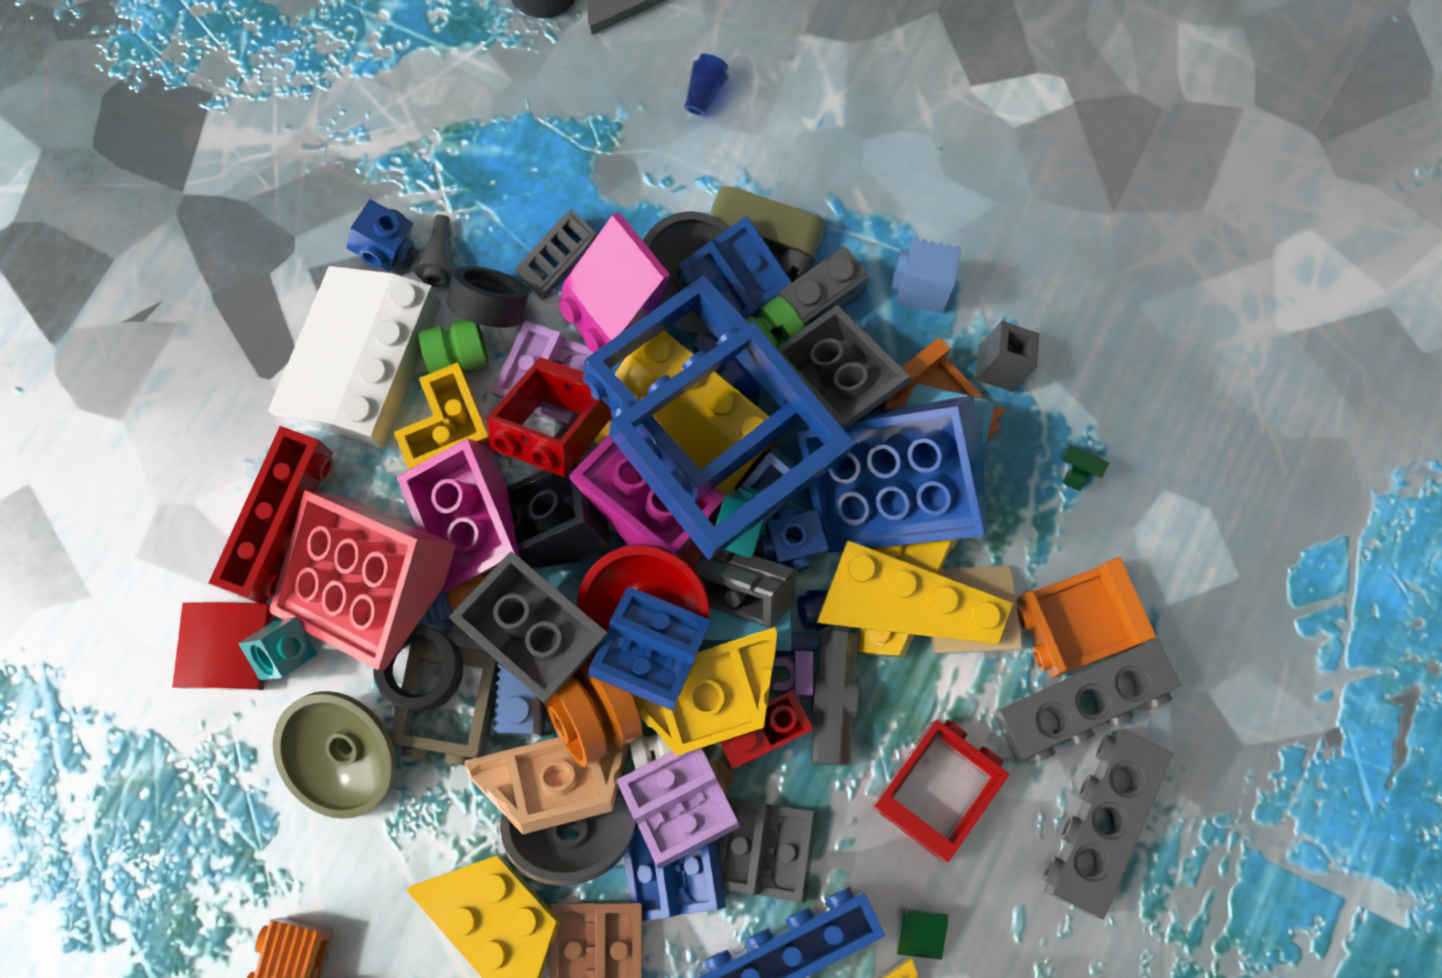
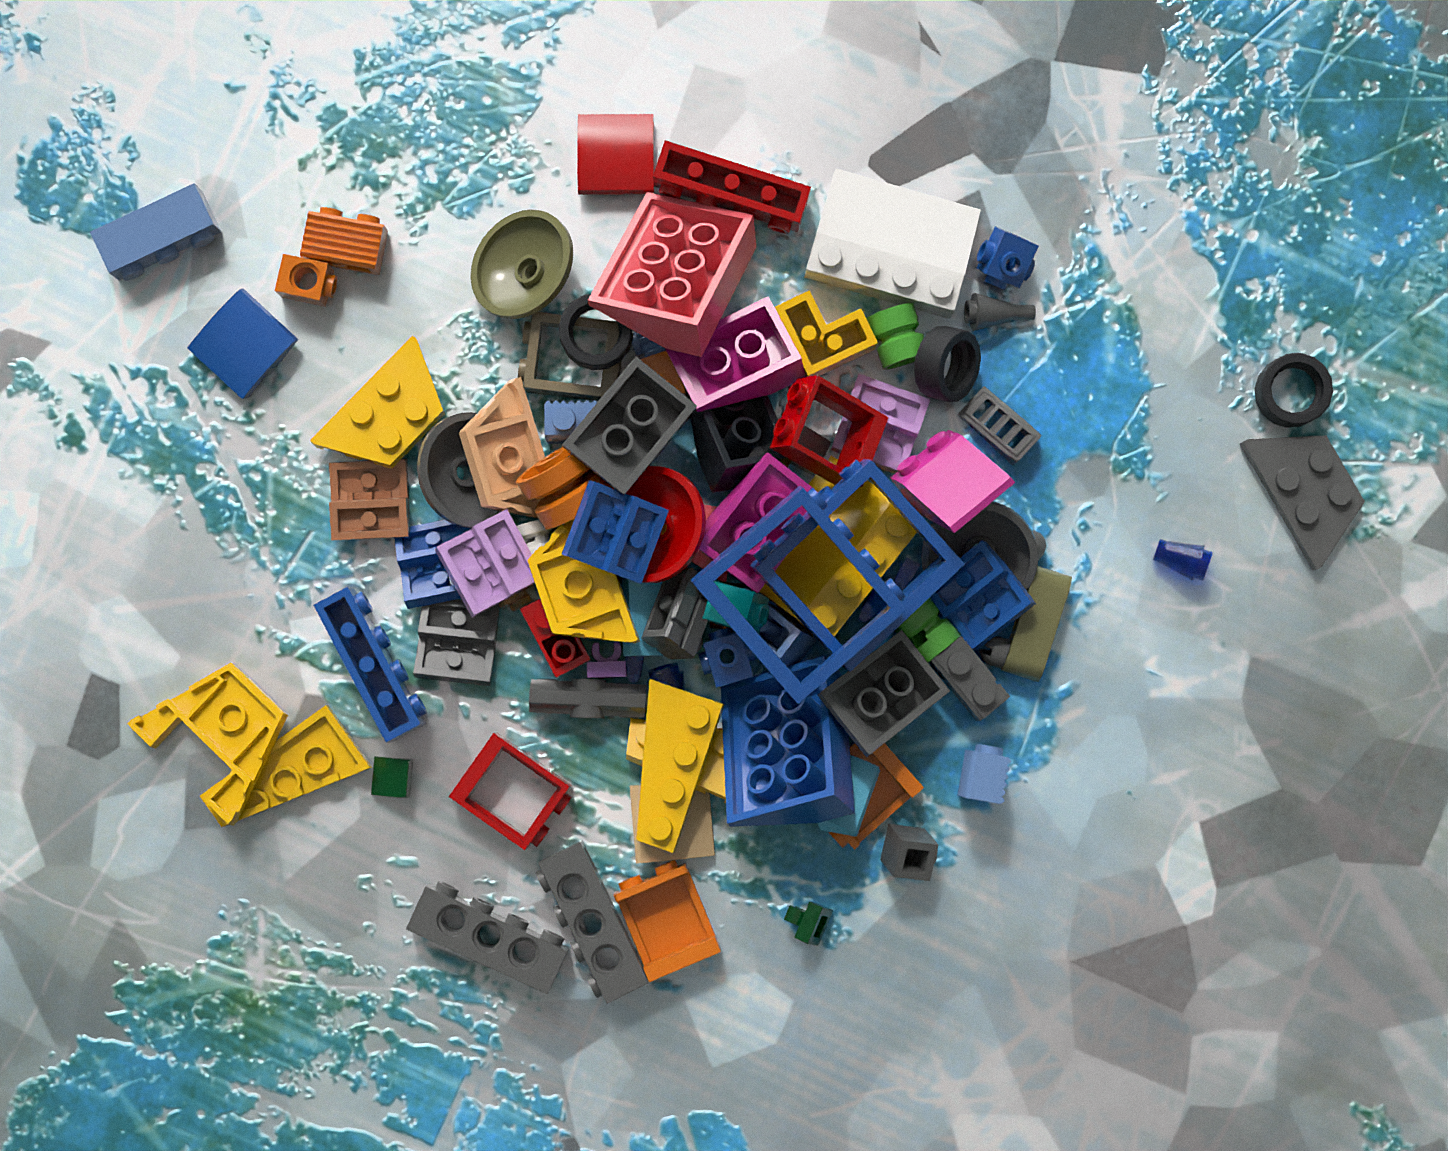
camera: 80 degrees right, 10 degrees up
(278, 649) = (611, 205): teal brick -> none

